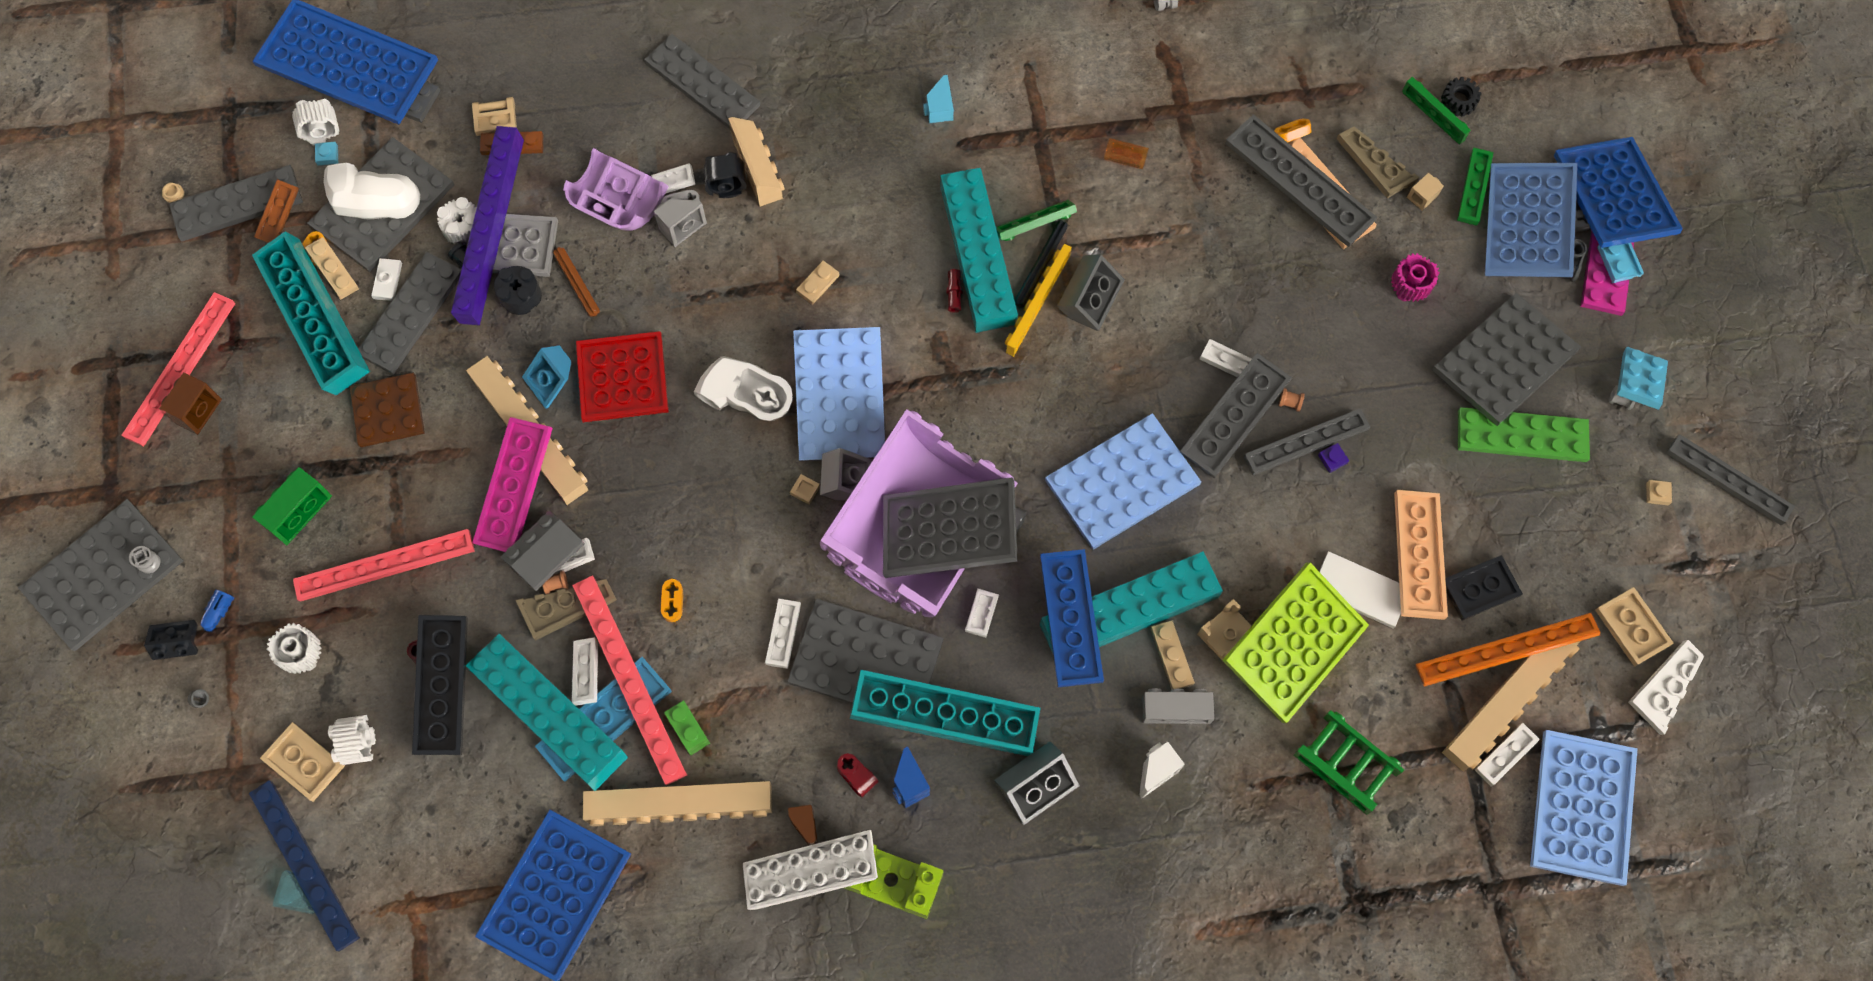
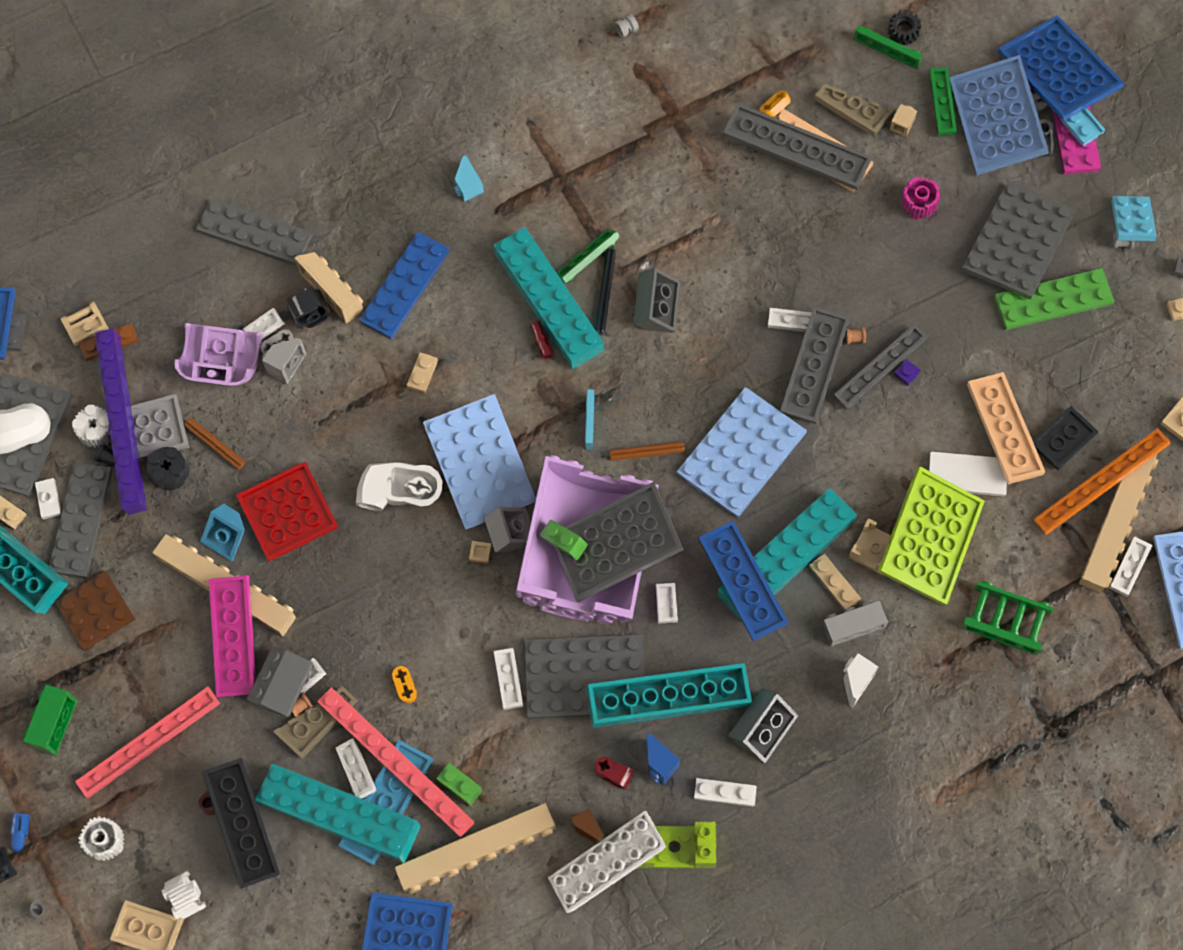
camera: 15 degrees left, 0 degrees up
(834, 187) = (404, 285): none -> blue plate
(894, 505) = (563, 539): none -> bright green brick
(968, 840) = (725, 792): none -> white plate
(973, 390) = (589, 428): none -> medium azure tile
(1022, 444) = (646, 451): none -> dark orange axle
(1041, 293) = (613, 330): yellow plate -> none
(1126, 153) = (642, 172): clear orange plate -> none

